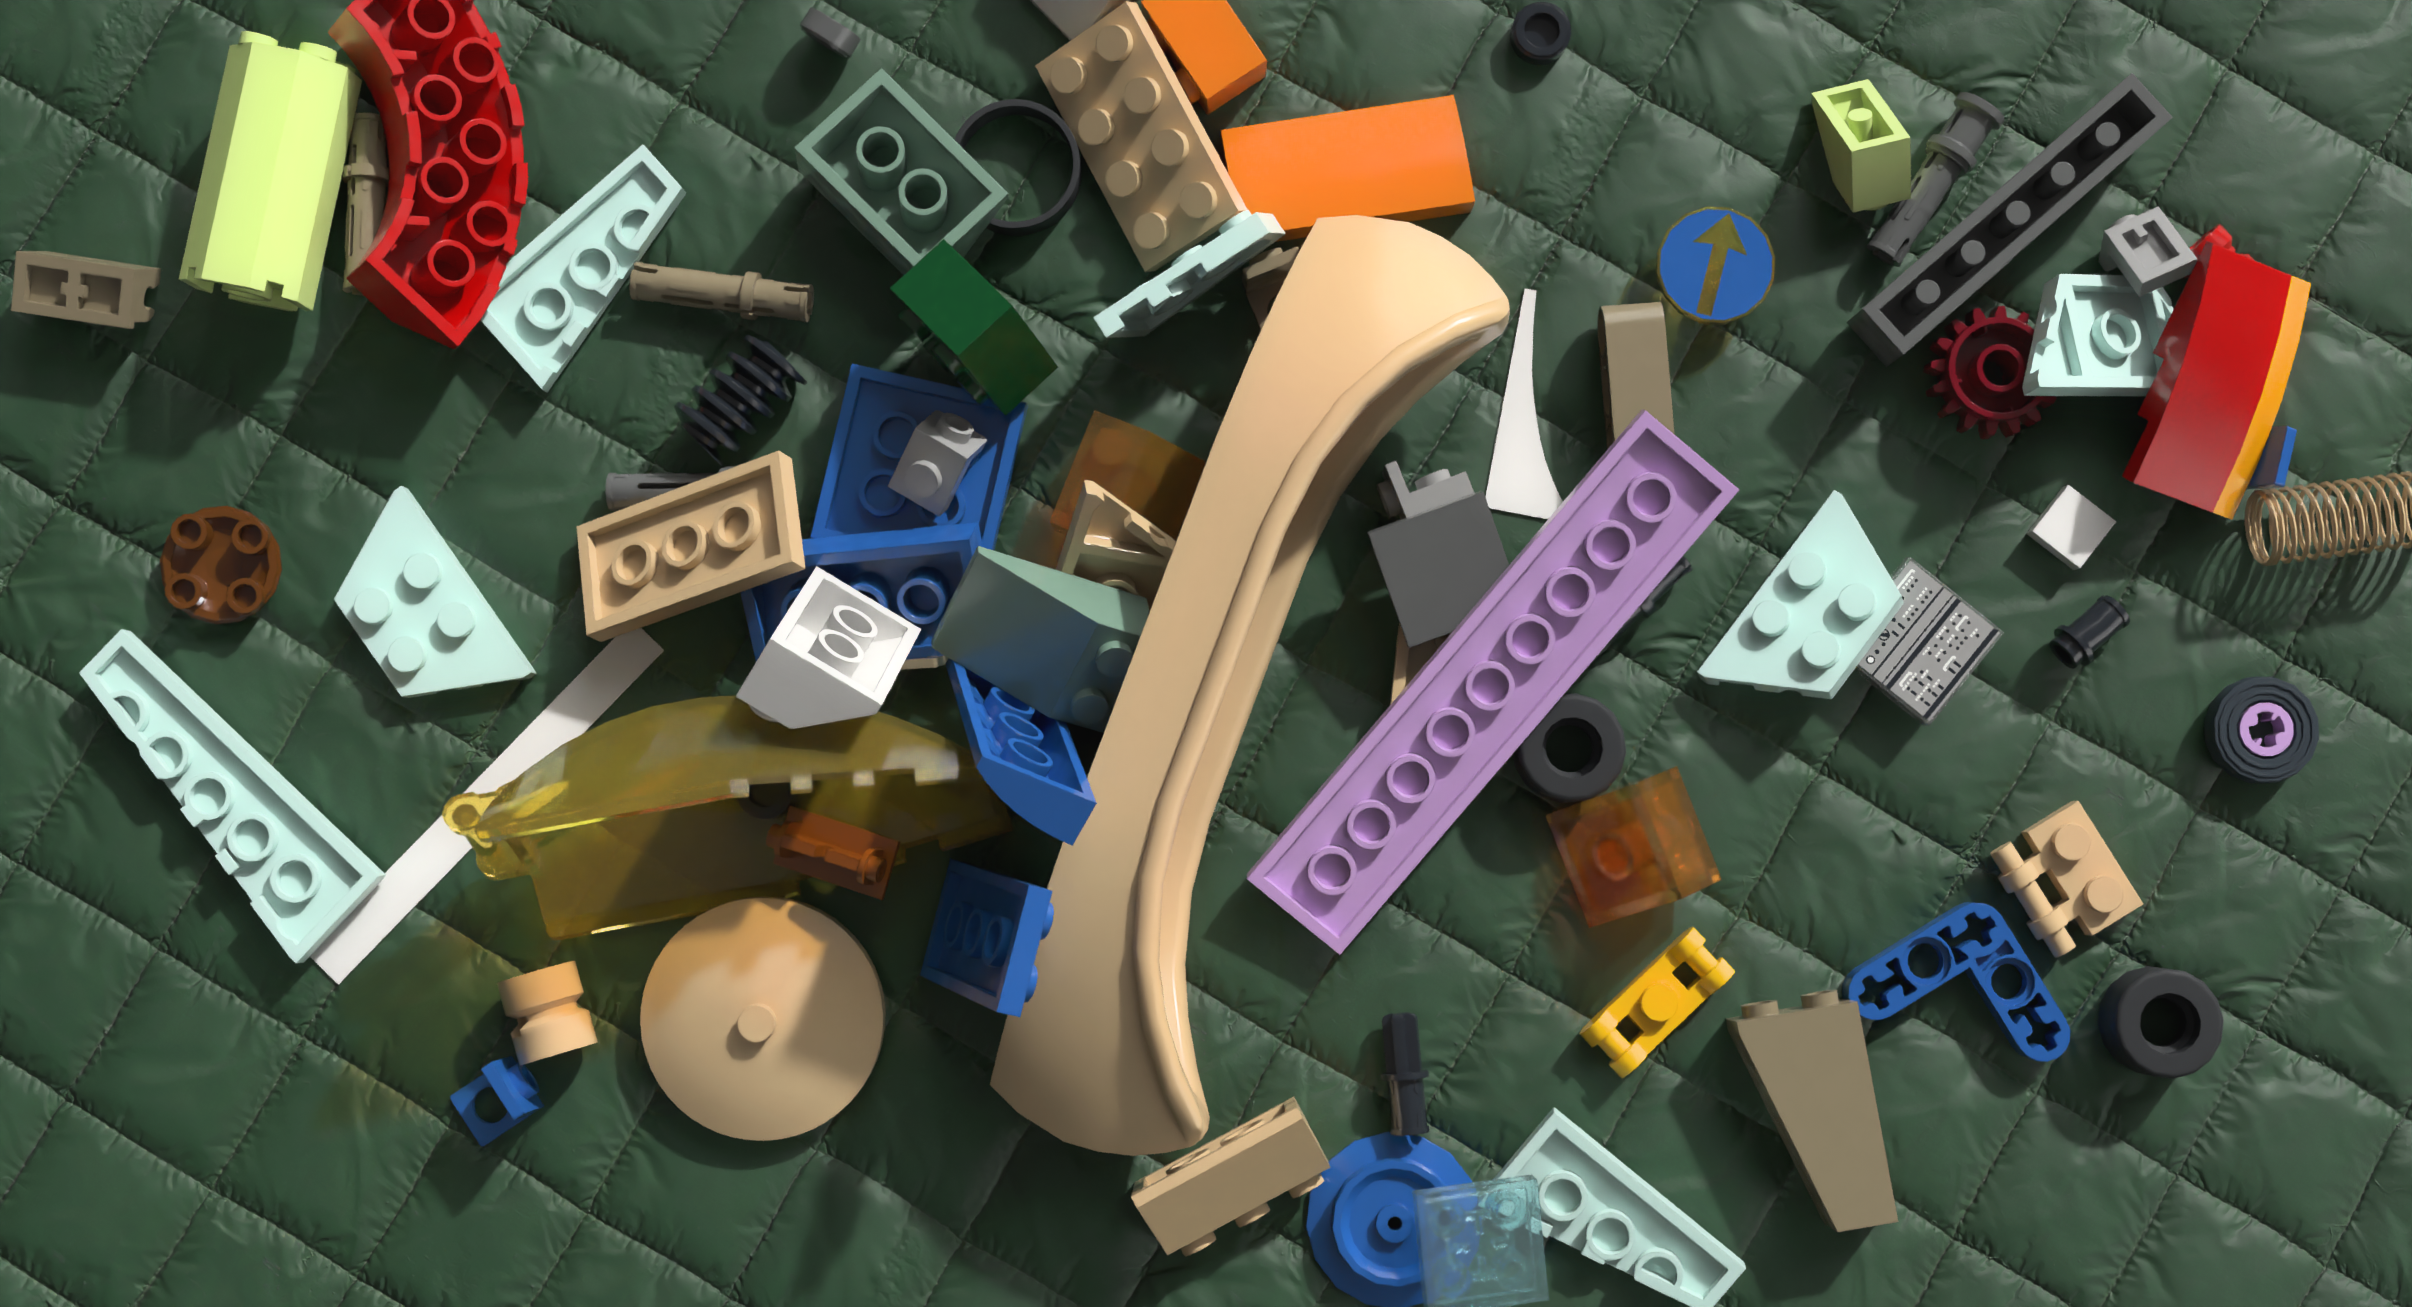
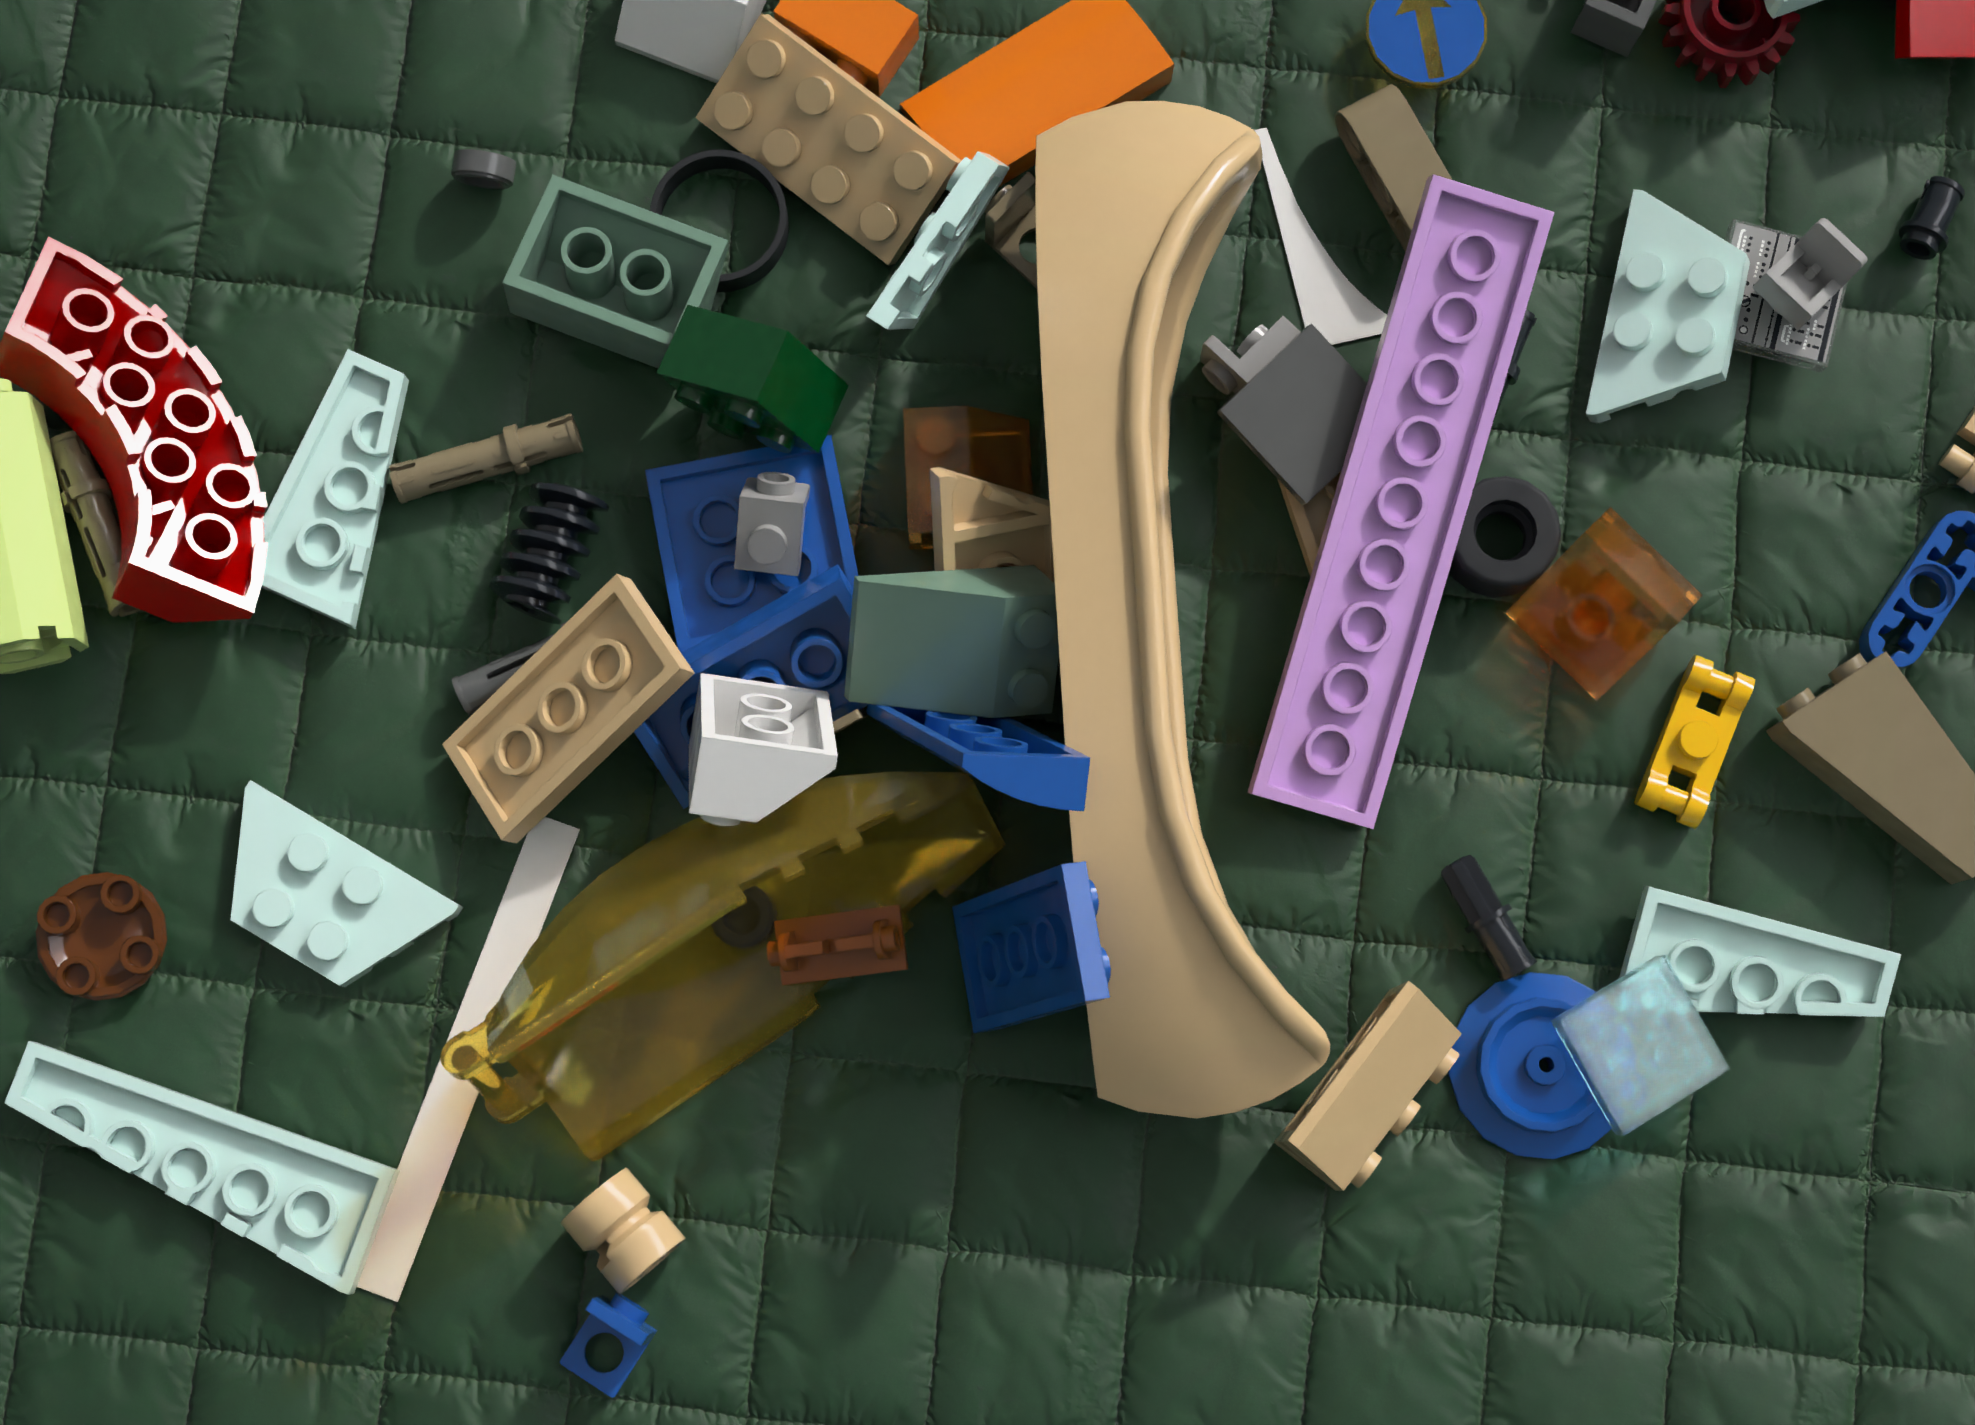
camera: 30 degrees left, 5 degrees down
(762, 1018) = (838, 1143): tan dish -> none
(1949, 639) = (1810, 273): none -> light grey bracket
(2071, 527) = (1868, 130): white tile -> none

